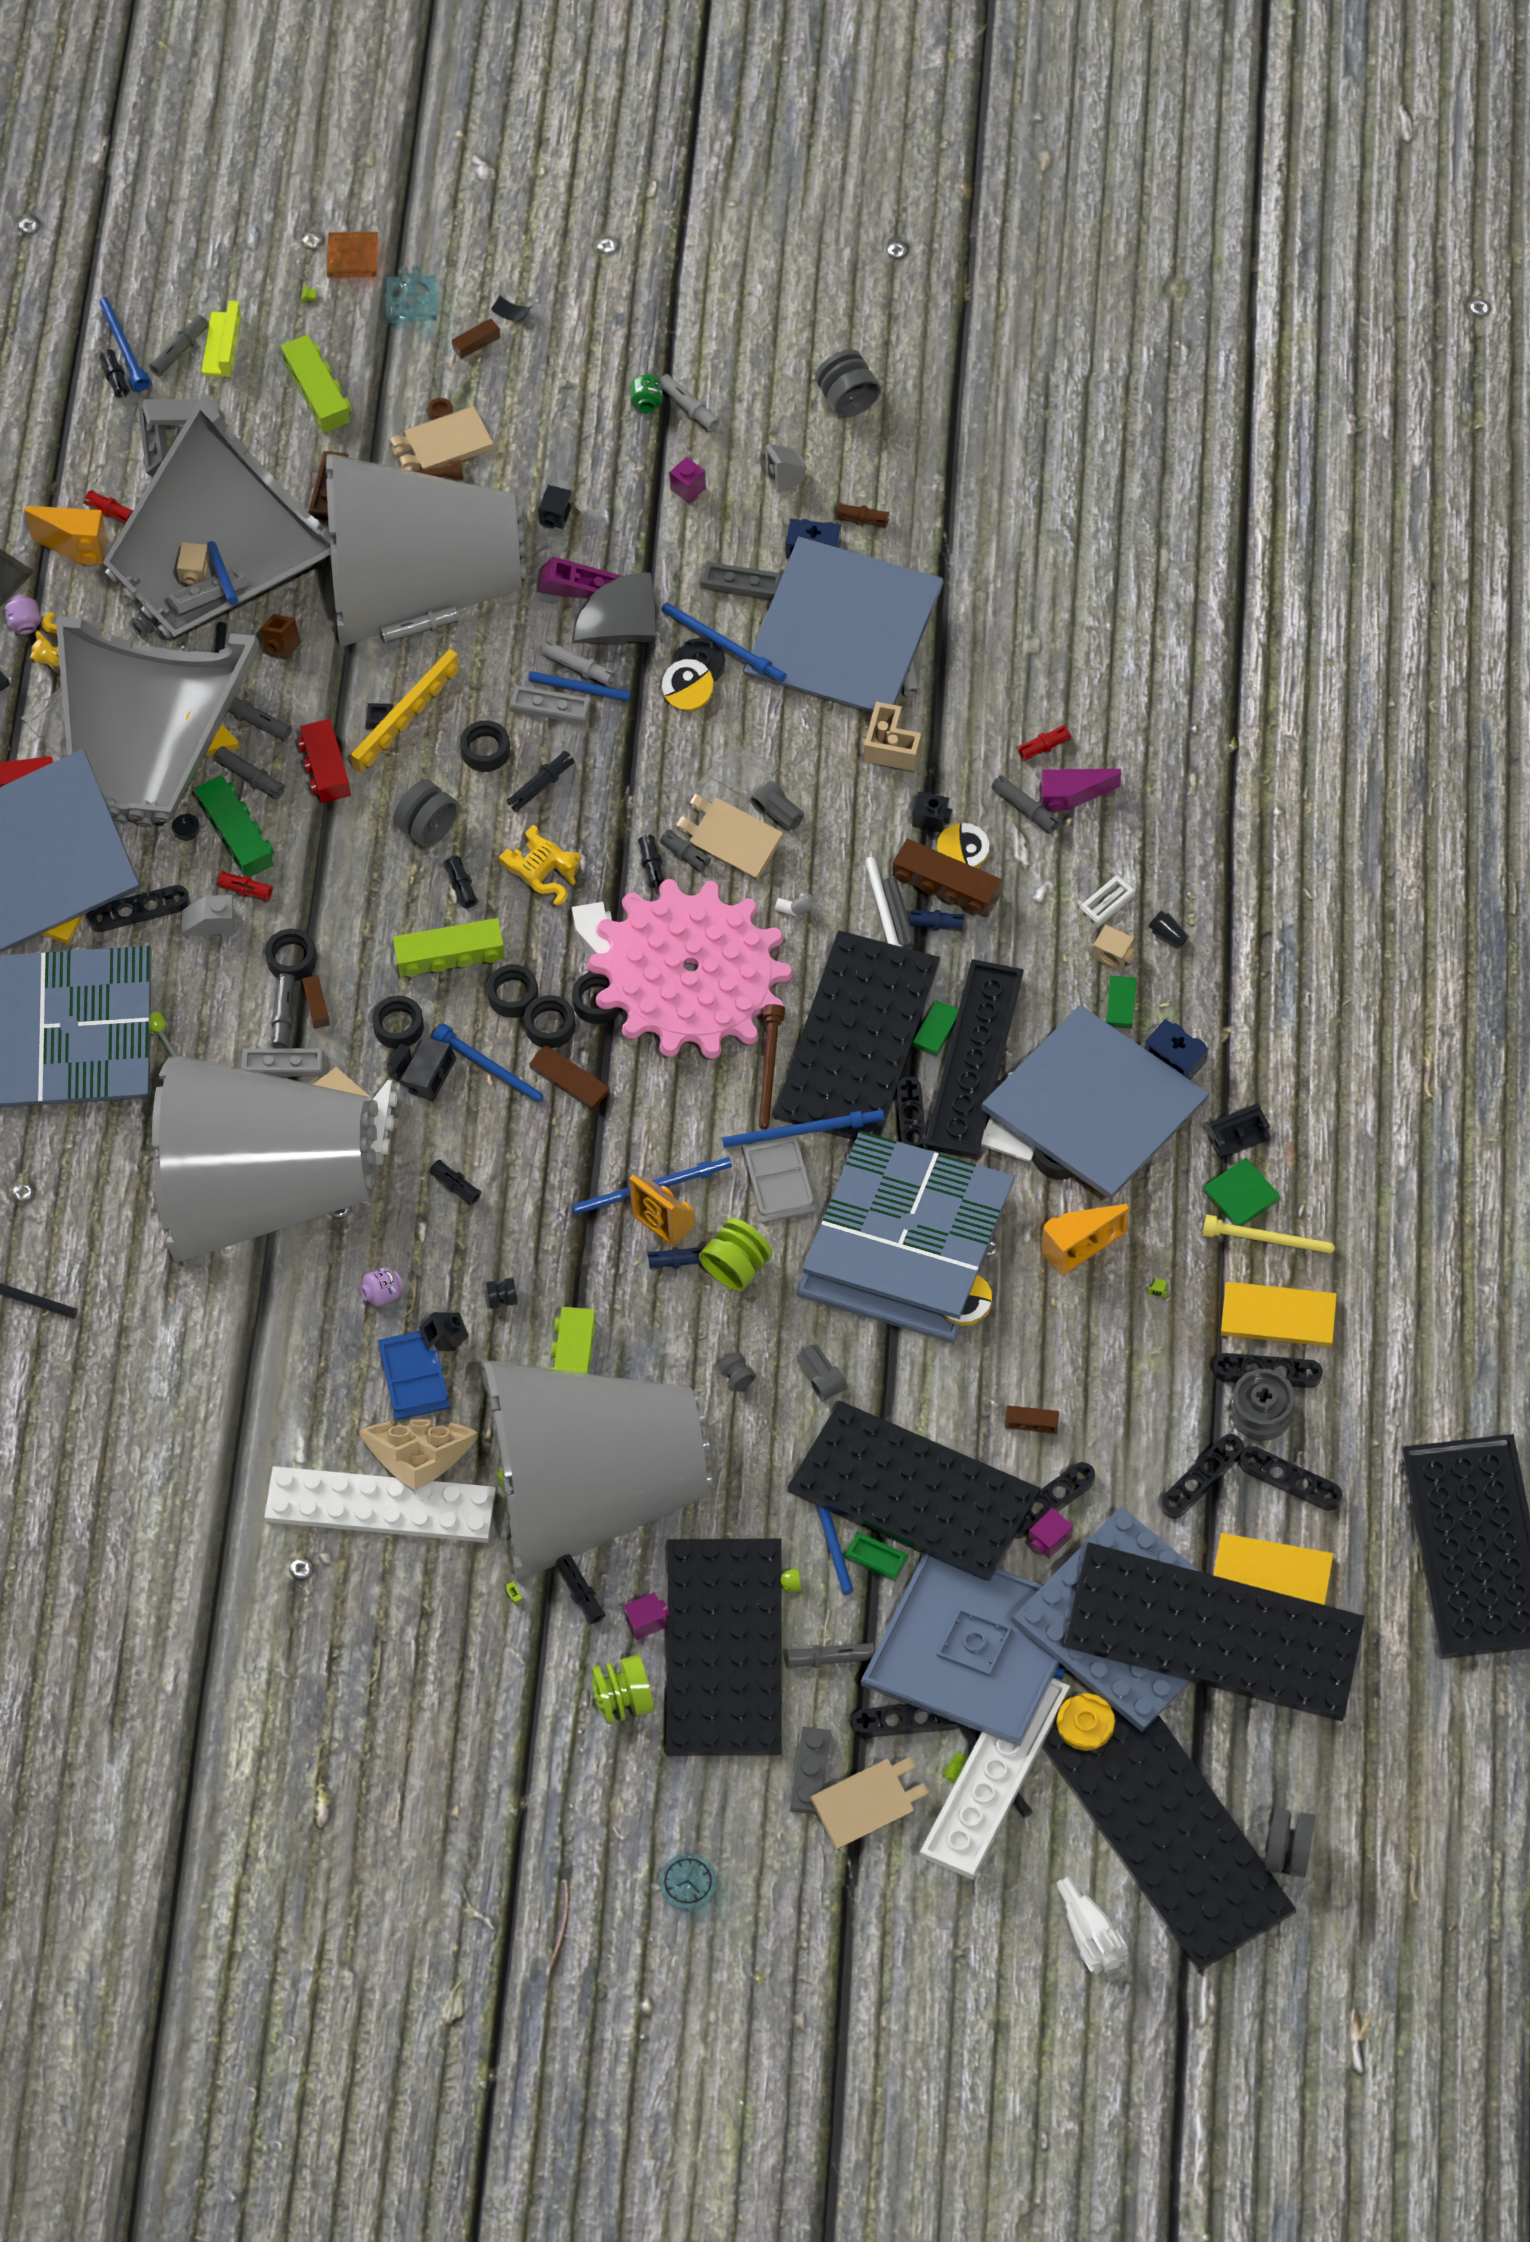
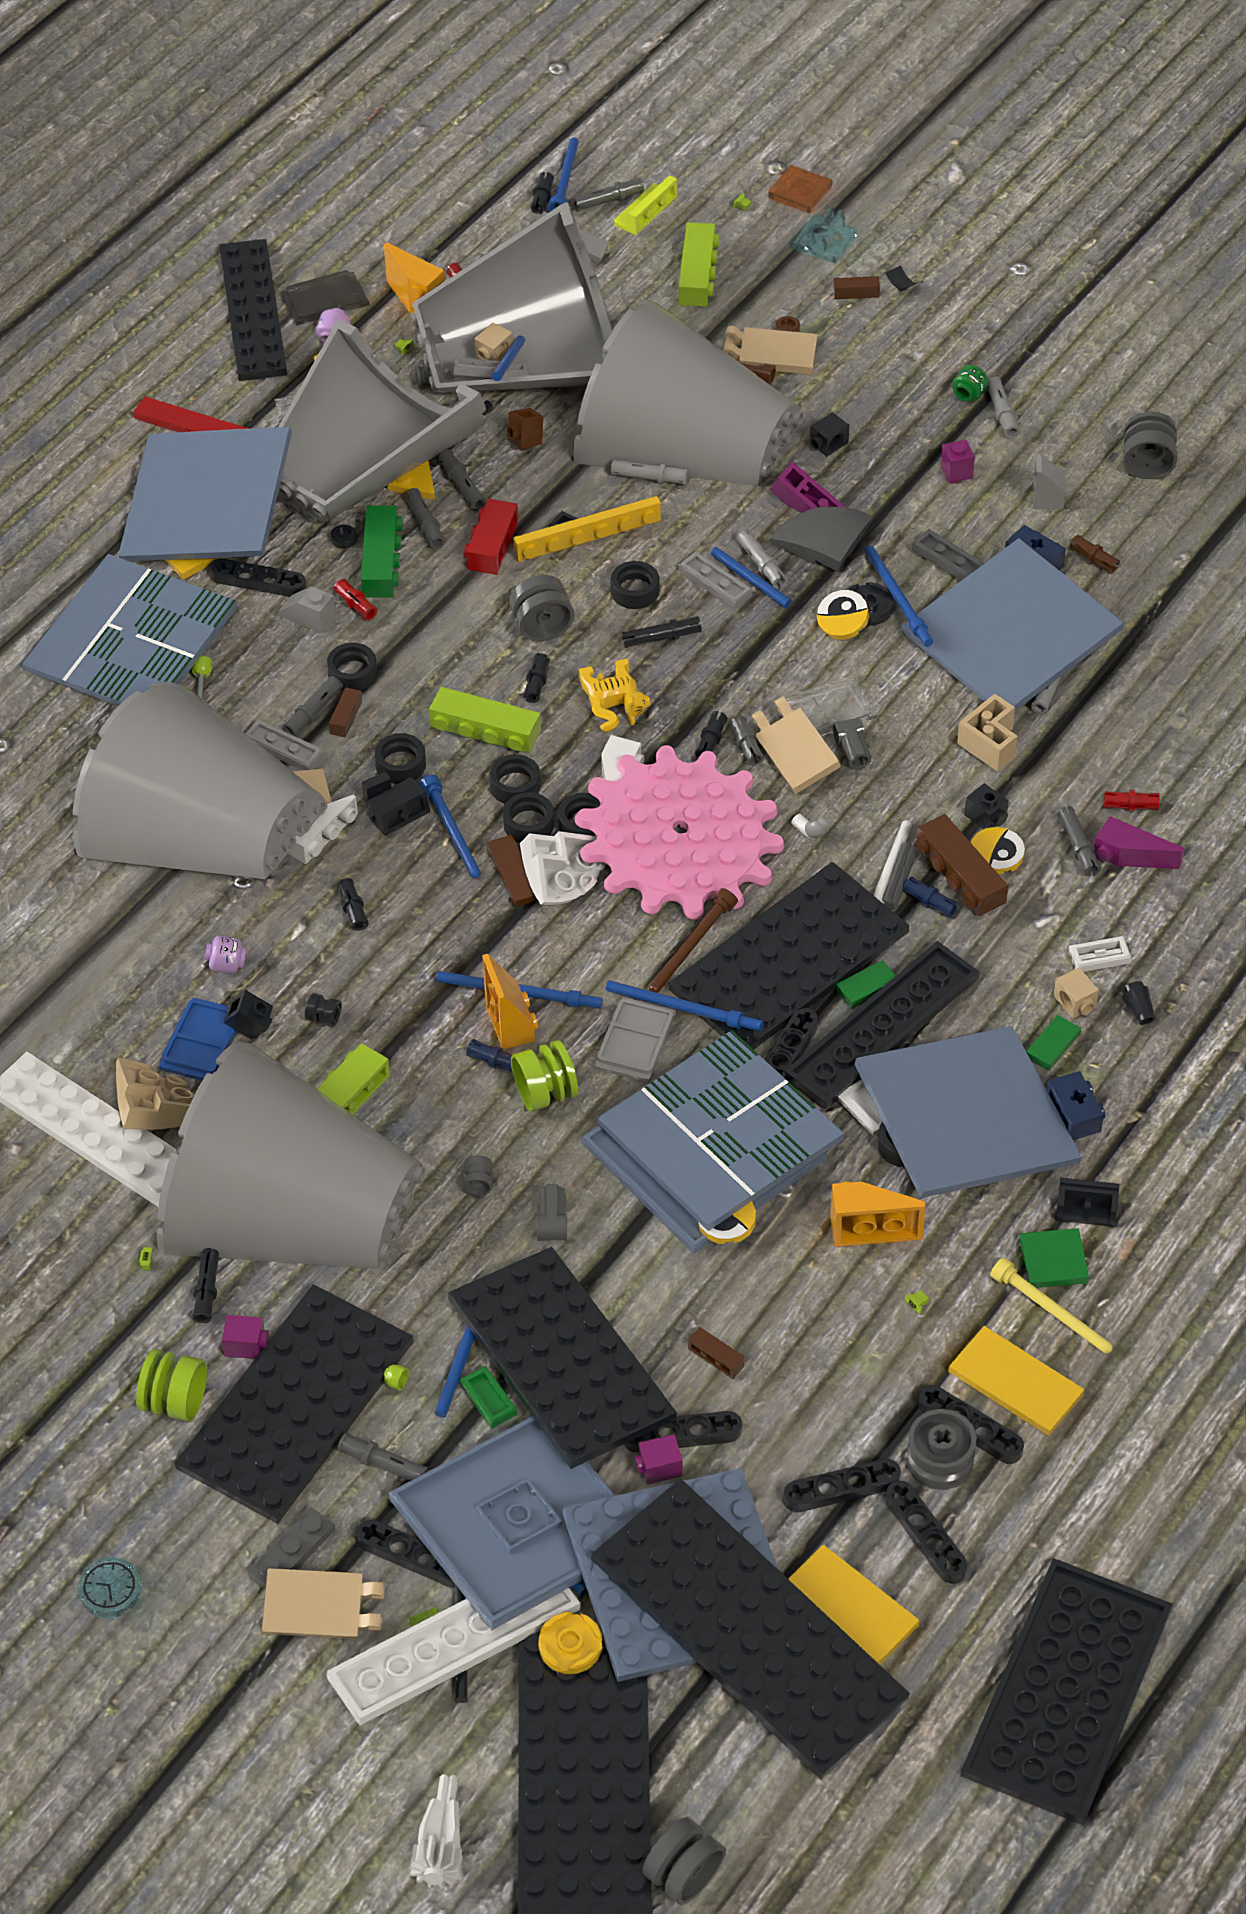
camera: 30 degrees right, 10 degrees down
(99, 601) = (404, 345): none -> lime piece
(608, 1055) = (557, 868): none -> white brick

